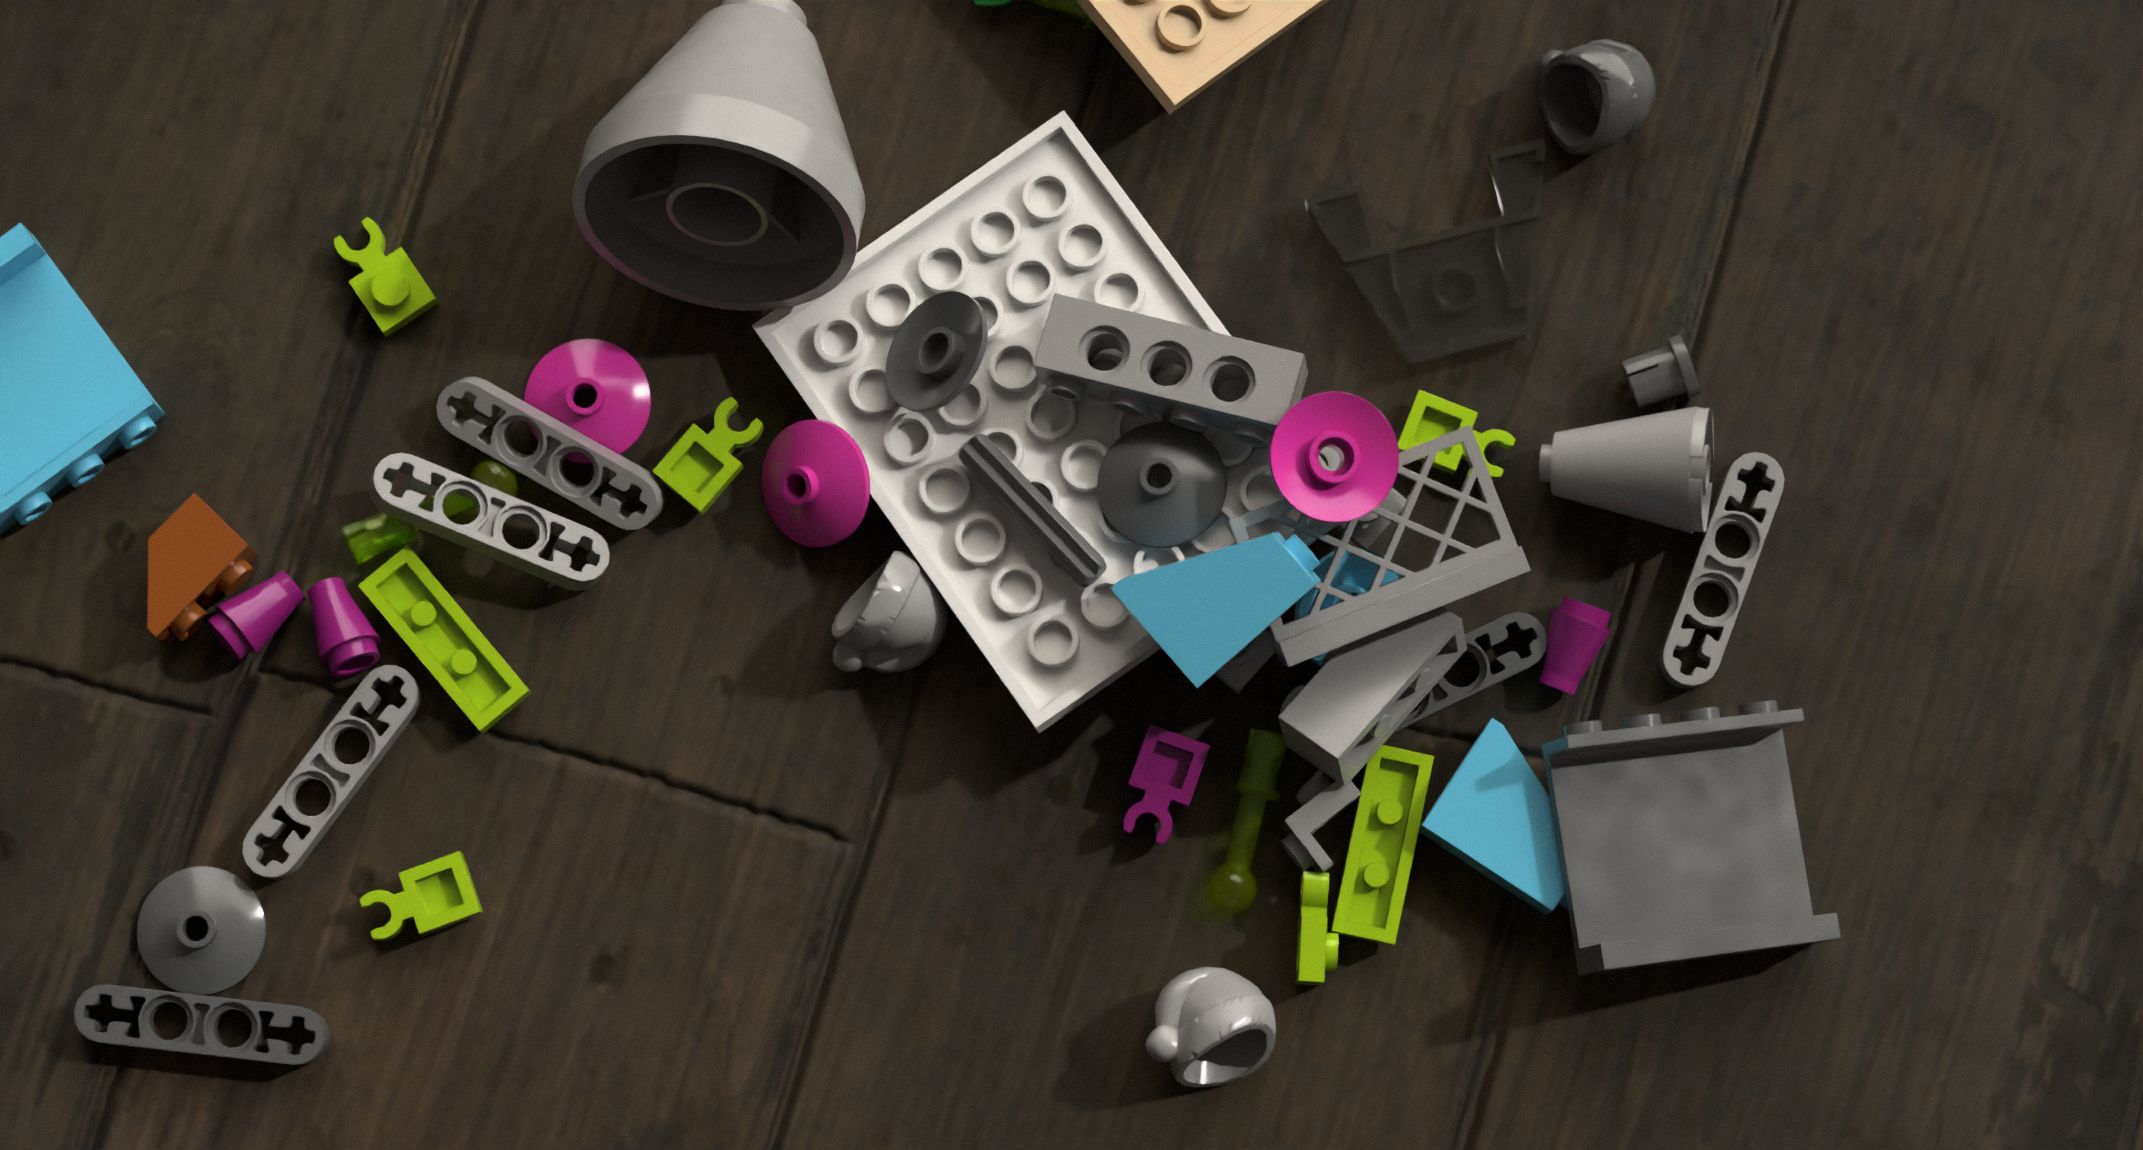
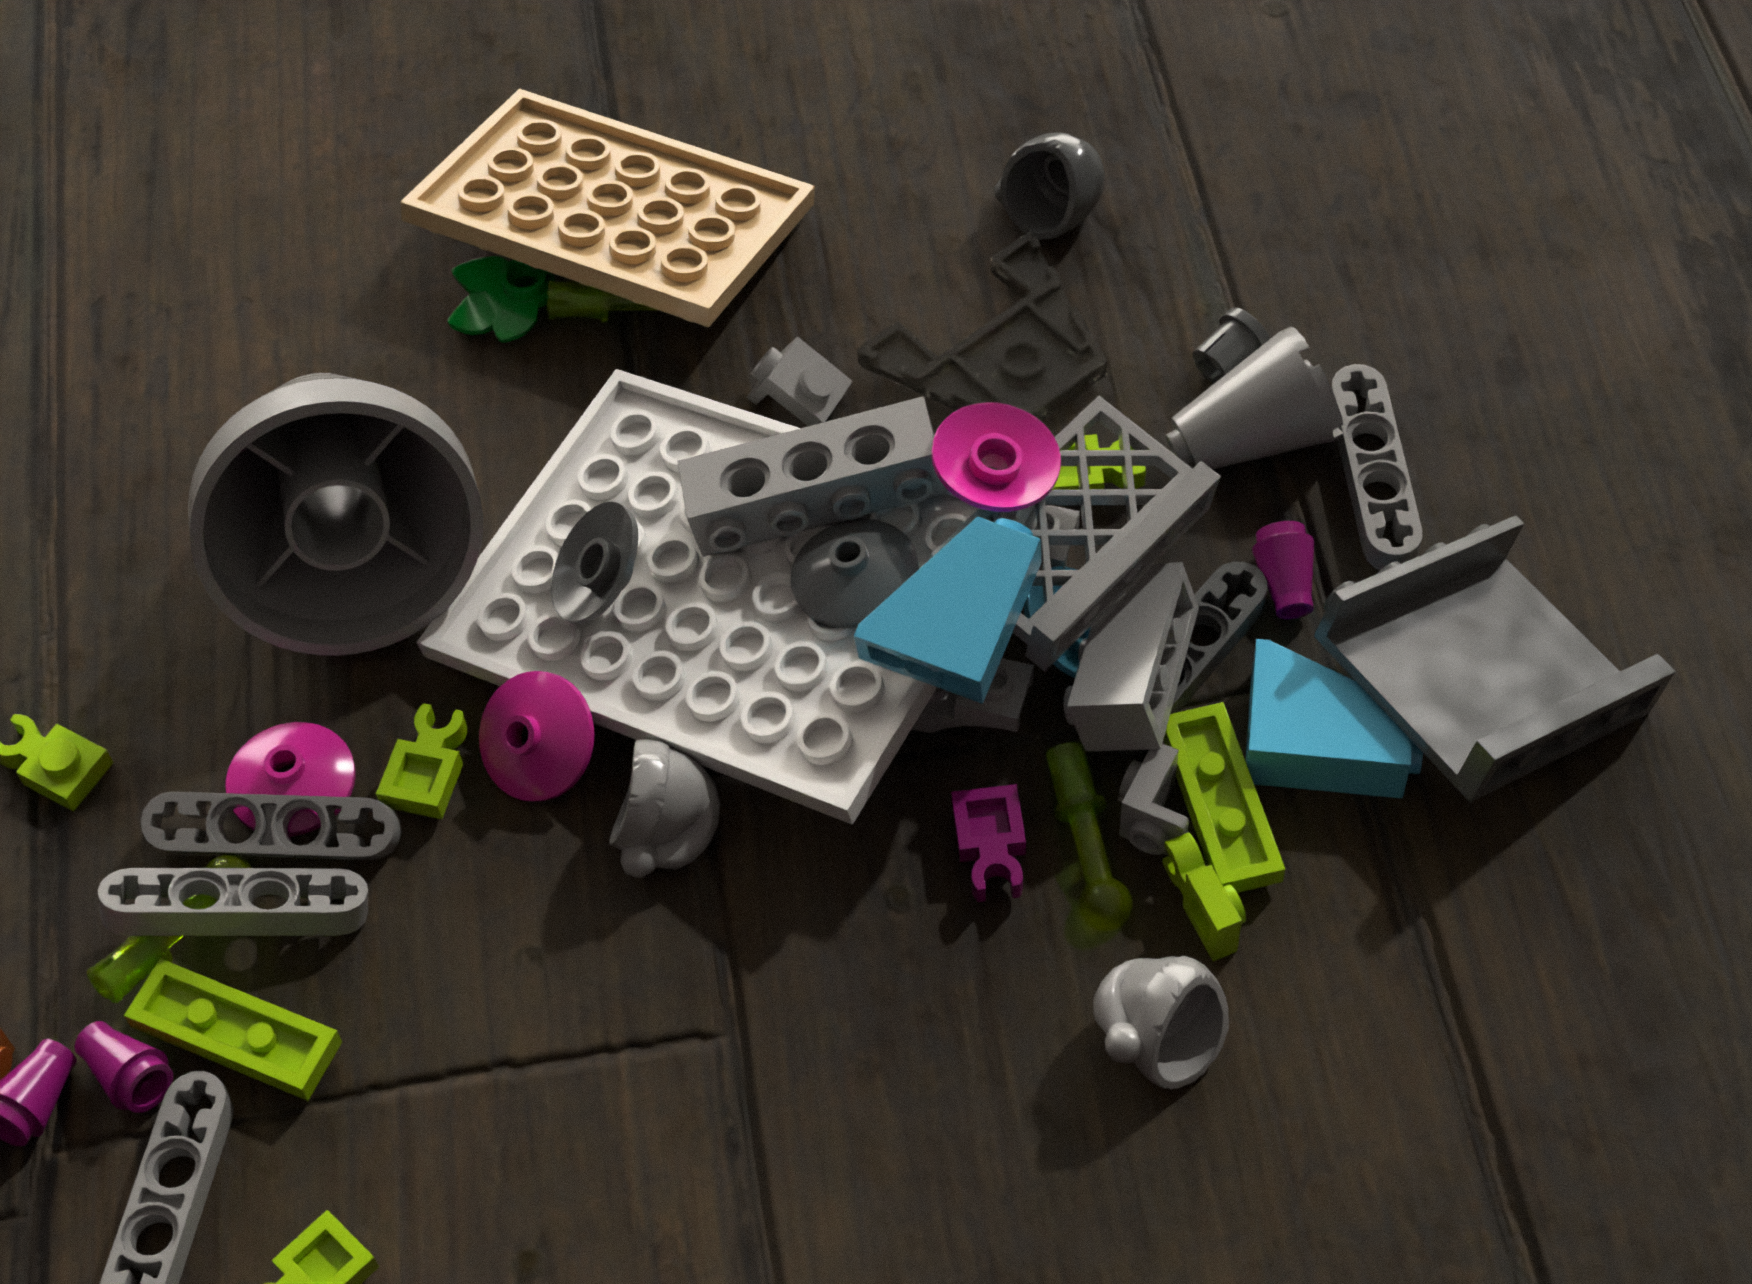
camera: 20 degrees left, 25 degrees down
(1032, 510) = (748, 642): dark grey axle -> none
(1233, 203) = (799, 382): none -> light grey bracket

